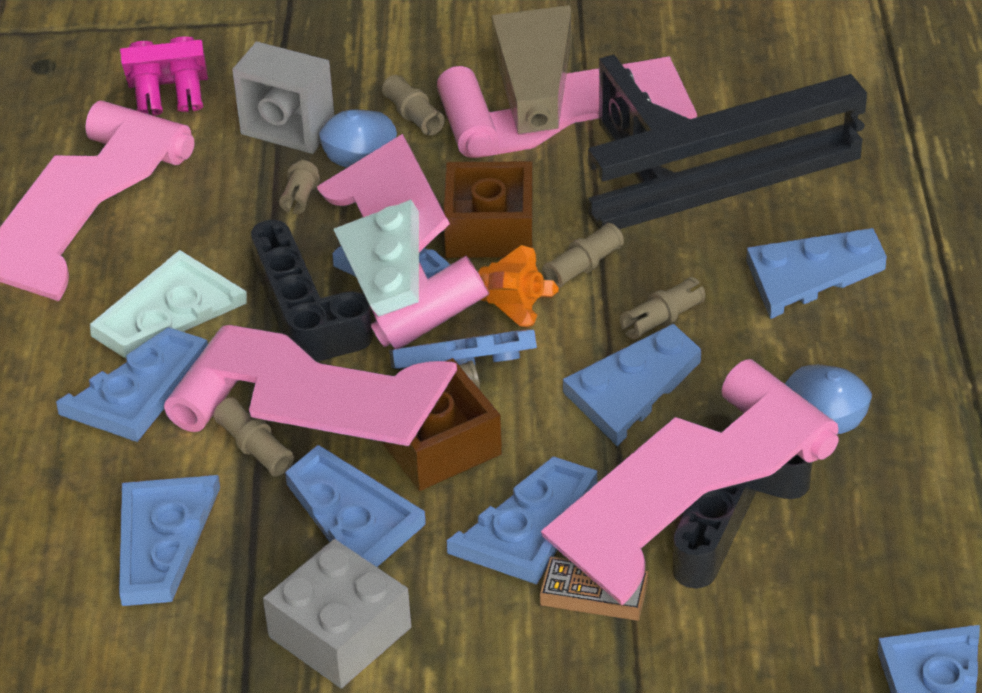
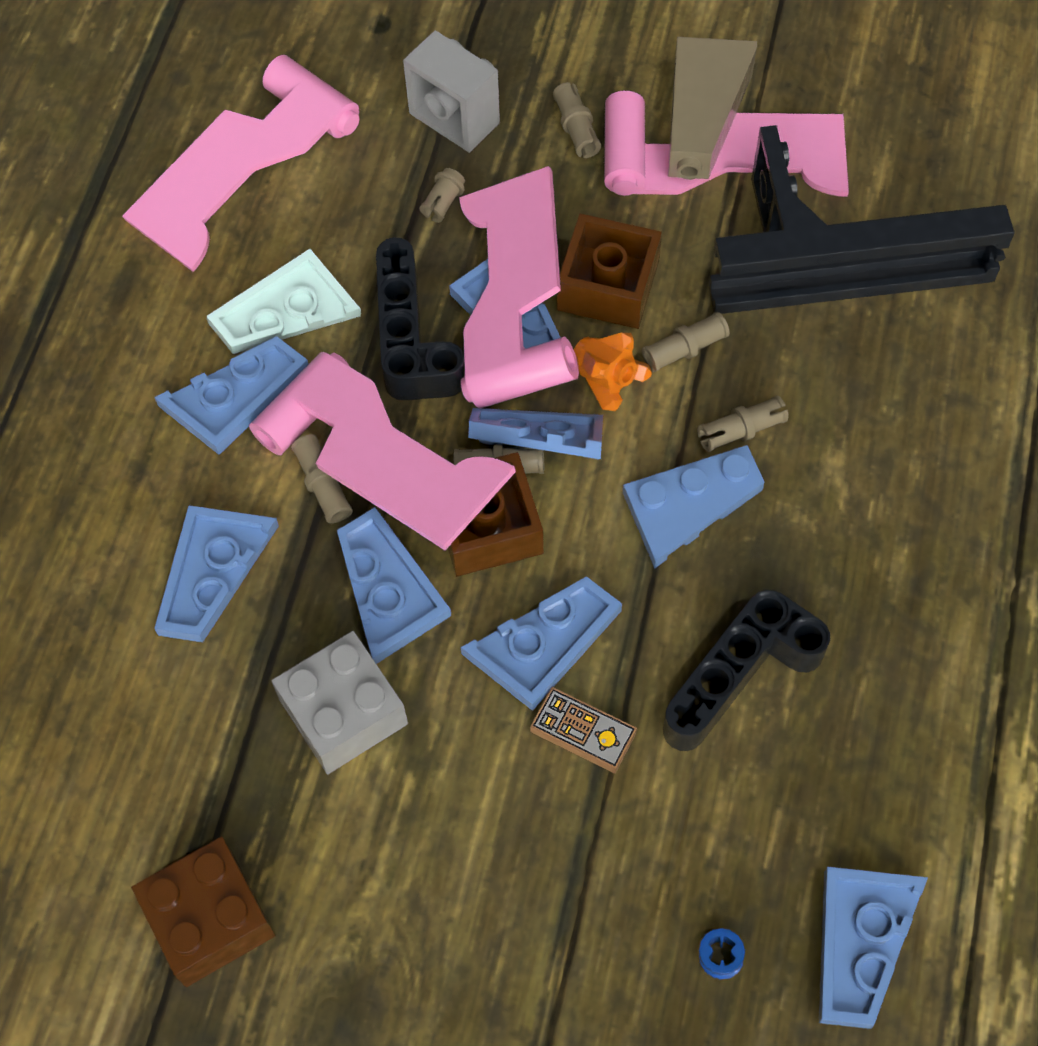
camera: 15 degrees right, 20 degrees up
(160, 64) = (367, 24): dark pink plate -> none
(355, 135) = (514, 146): medium blue hat -> none
(385, 256) = (490, 312): light aqua wing -> none
(678, 466) = (698, 634): bright pink door -> none
(807, 266) = (902, 405): medium blue wing -> none
(833, 392) = (868, 567): medium blue hat -> none

